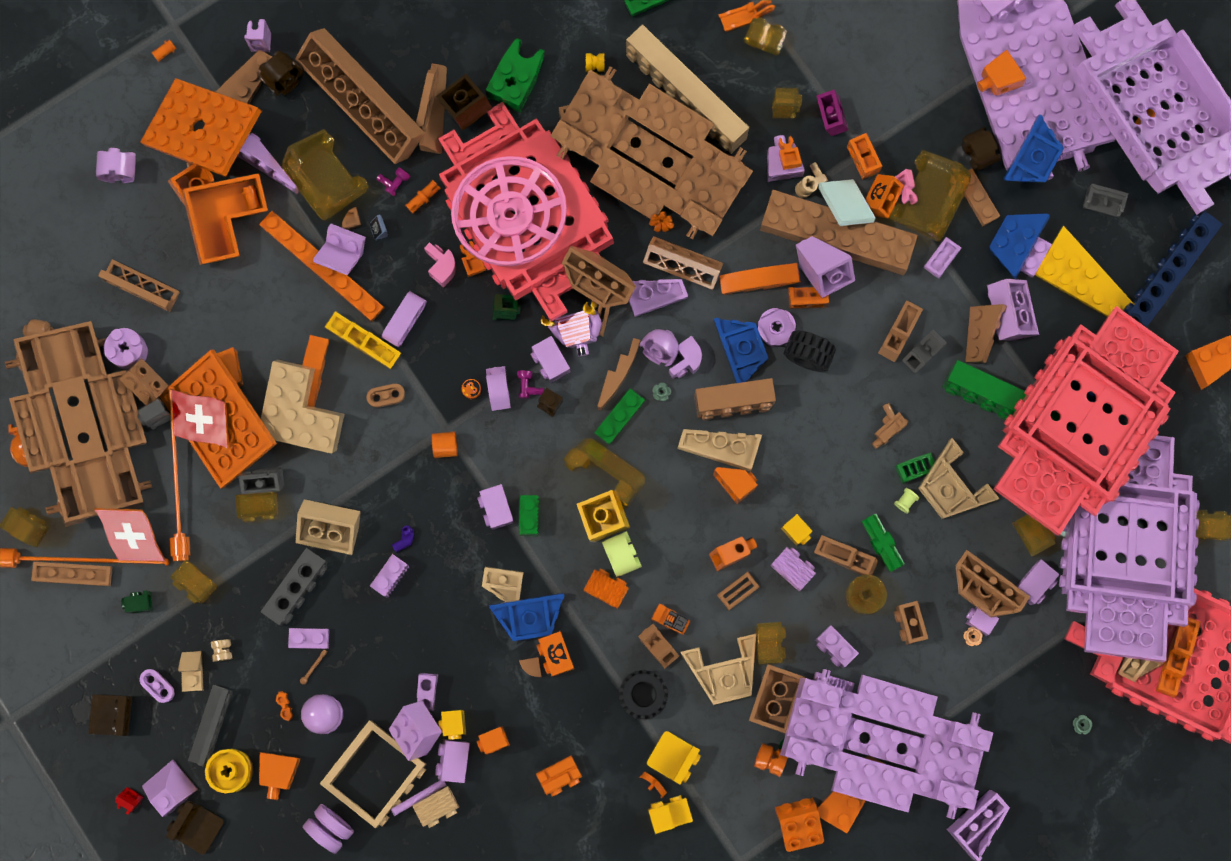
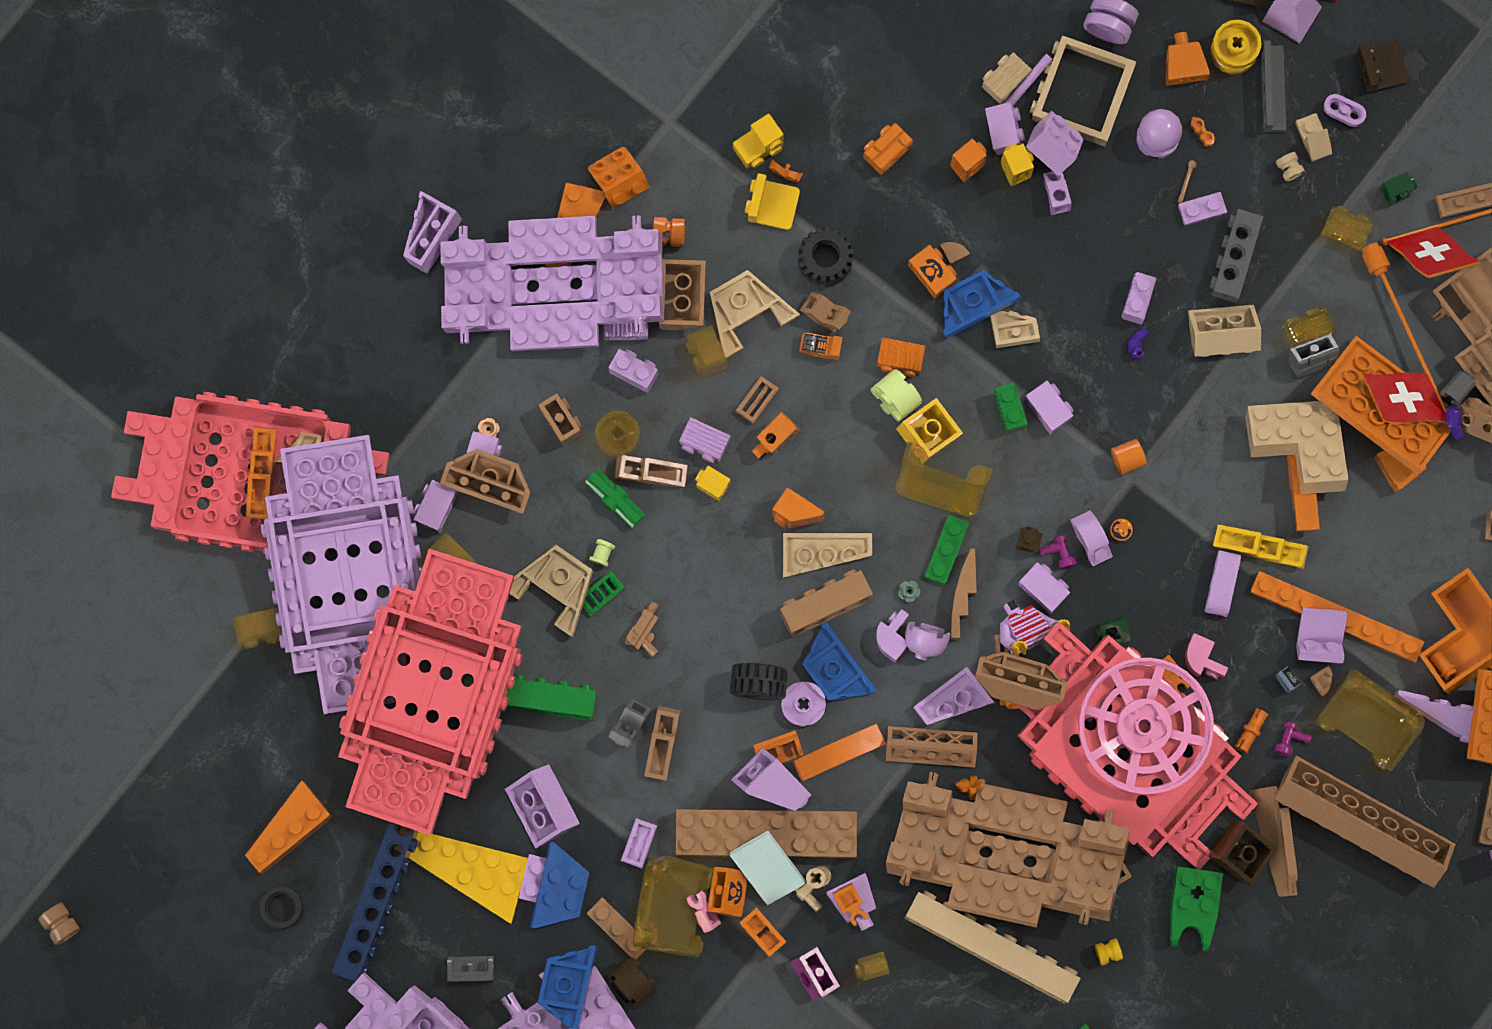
camera: 165 degrees right, 0 degrees up
(167, 387) = (1454, 421): none -> dark purple arm
(280, 73) = (1465, 821): dark brown brick -> none
(385, 393) = (1212, 492): medium nougat plate -> none
(981, 329) = (571, 774): medium nougat wing -> none
(1087, 724) = (346, 365): sand green plate -> none

